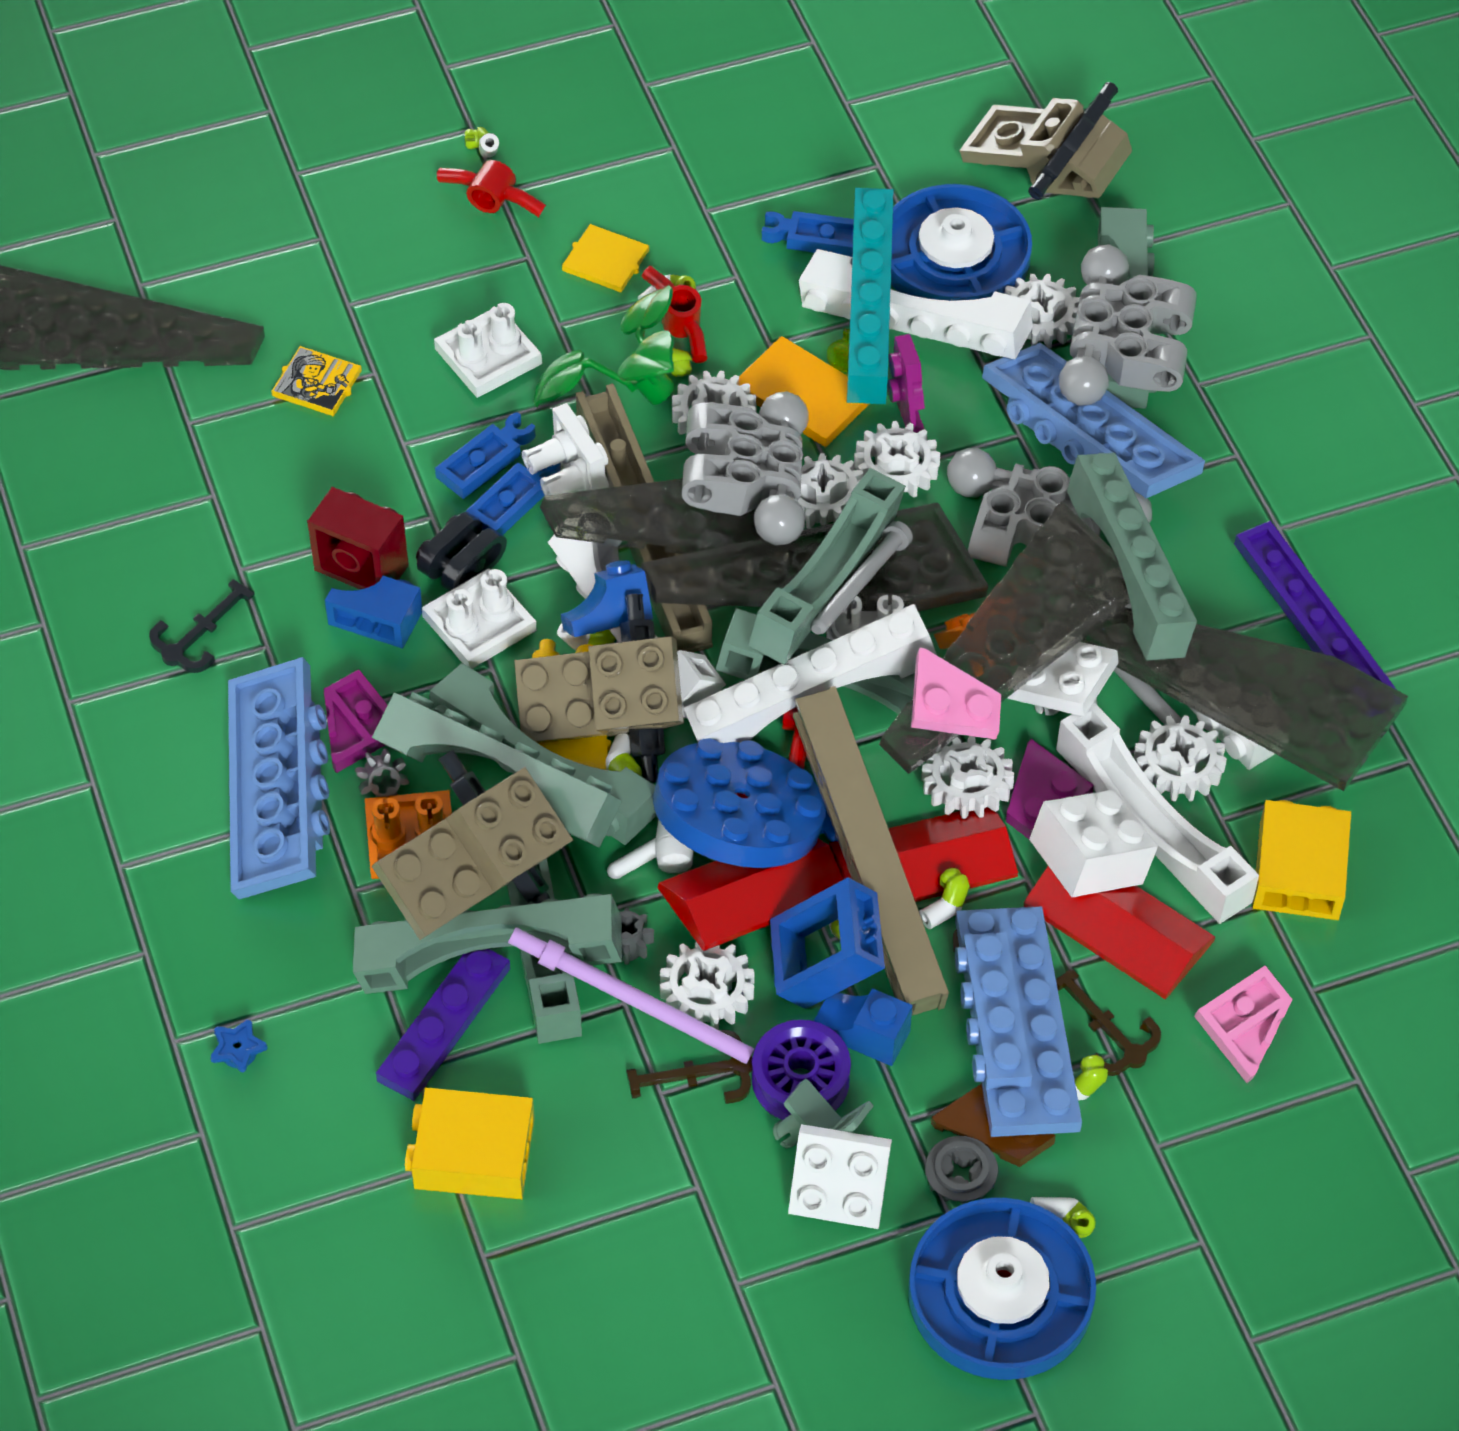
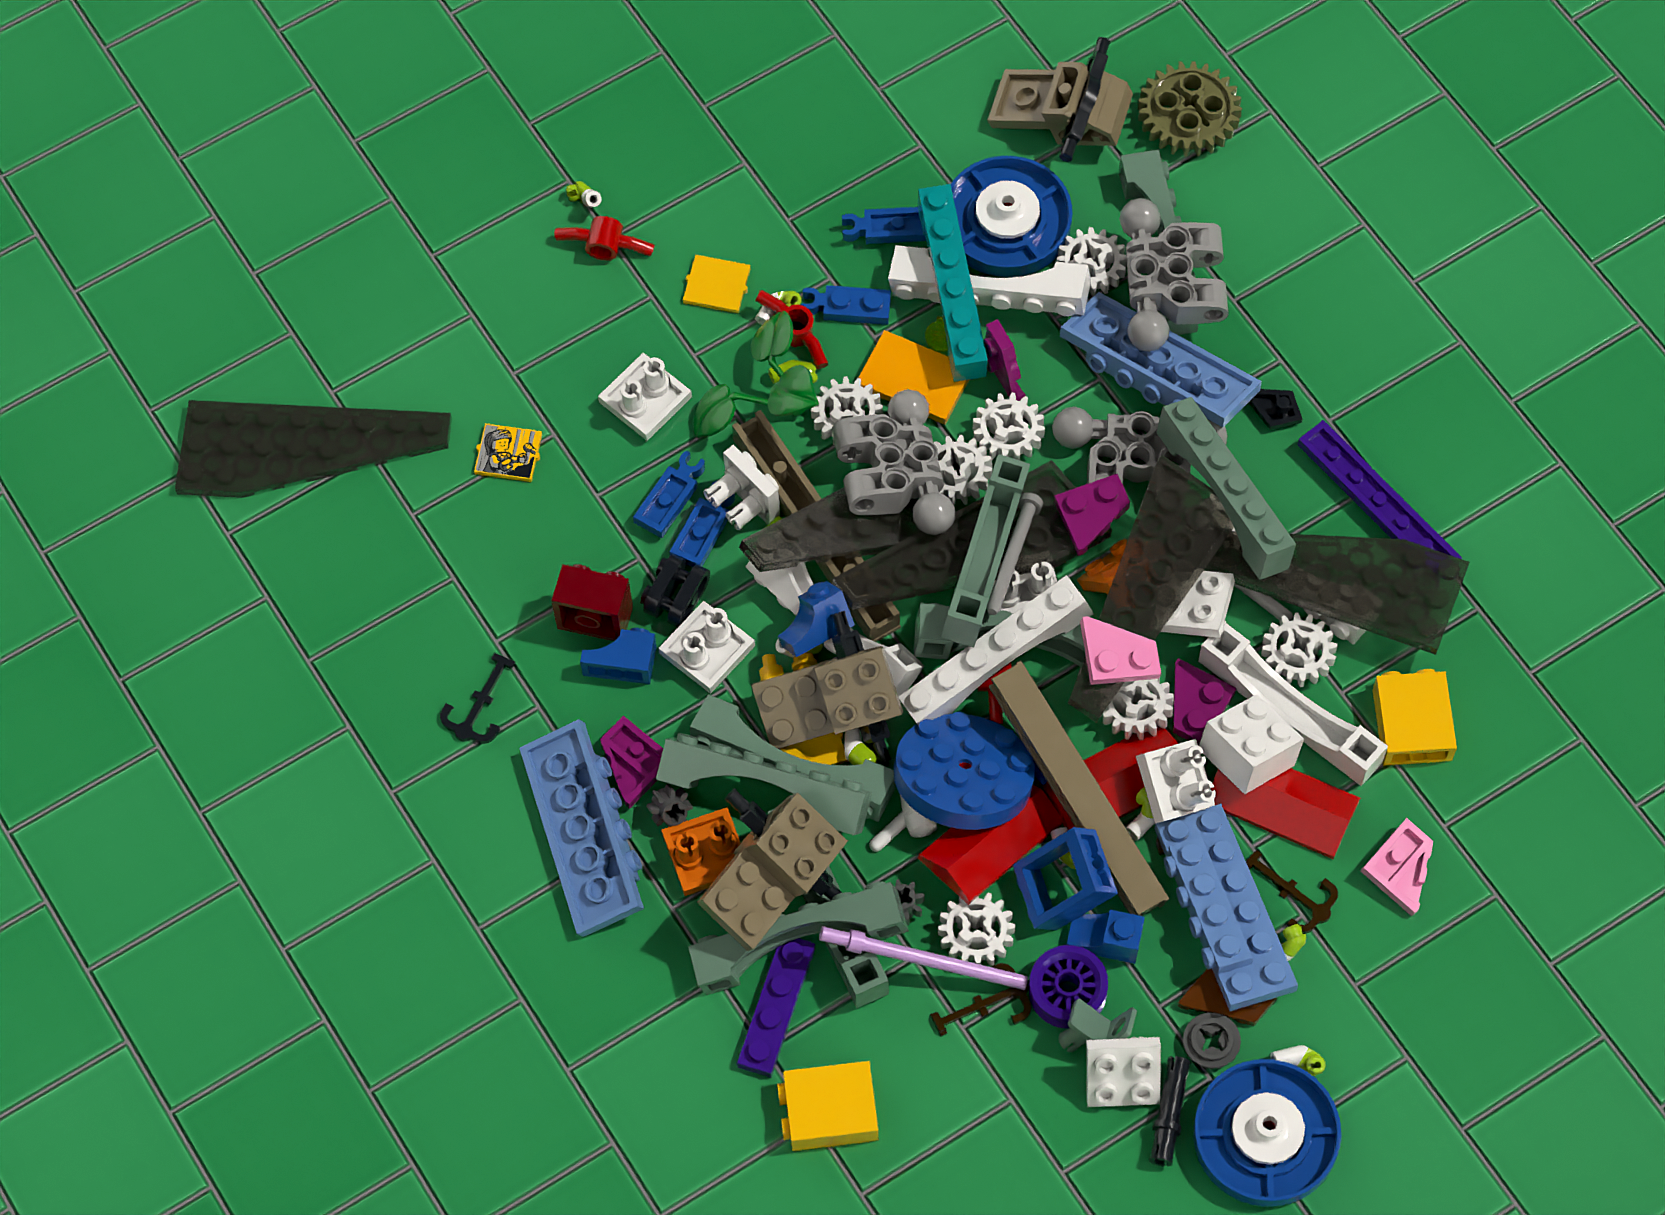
camera: 10 degrees left, 10 degrees up
(237, 1057) = (624, 1073): blue plate -> none
(751, 305) = (850, 304): none -> blue plate
(880, 1253) = (1167, 1123): none -> black pin
(969, 555) = (1092, 509): none -> magenta wing
(991, 864) = (1176, 780): none -> white plate
(1195, 180) = (1189, 108): none -> olive gear
(1217, 500) = (1276, 408): none -> black piece

